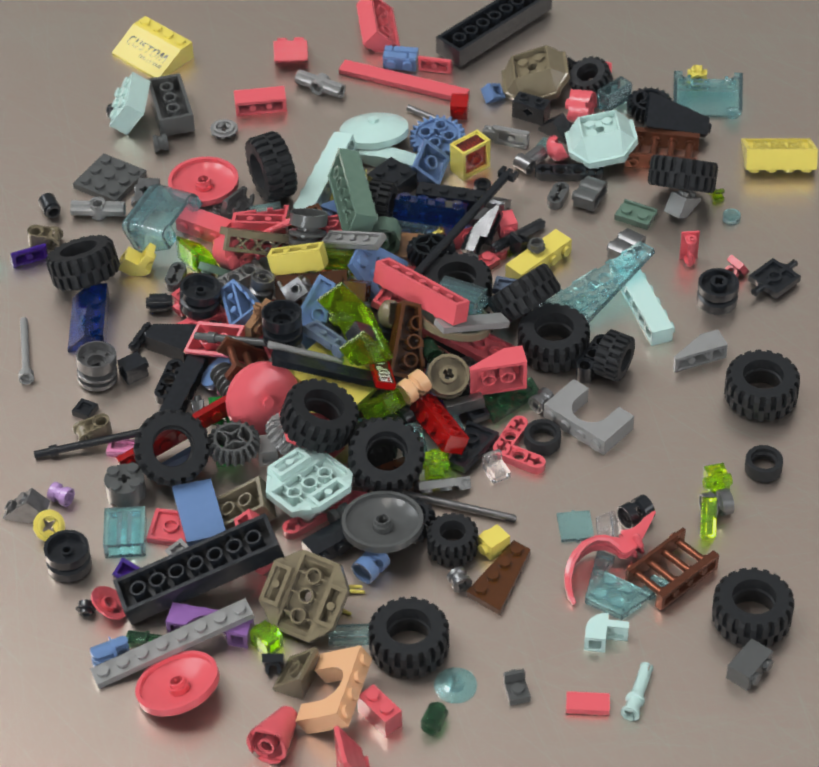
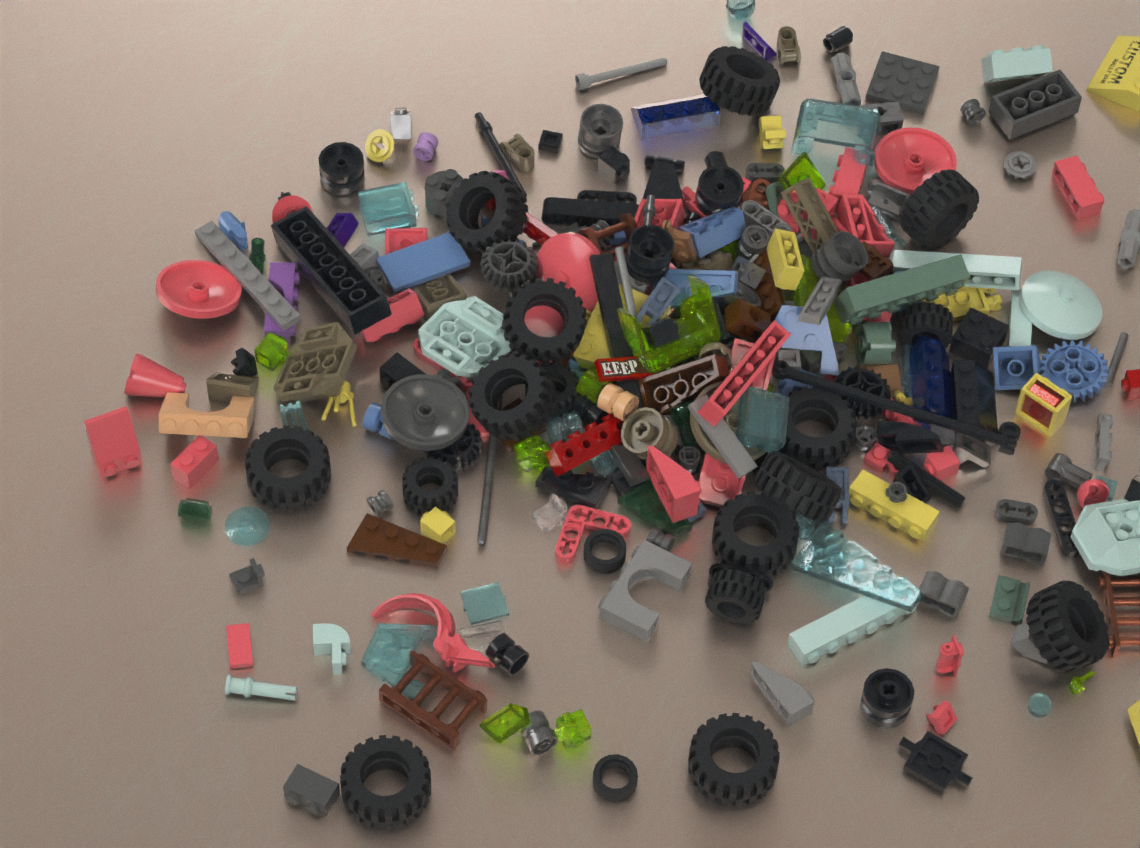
camera: 75 degrees right, 10 degrees up
(444, 484) = (511, 469): light grey hinge -> none

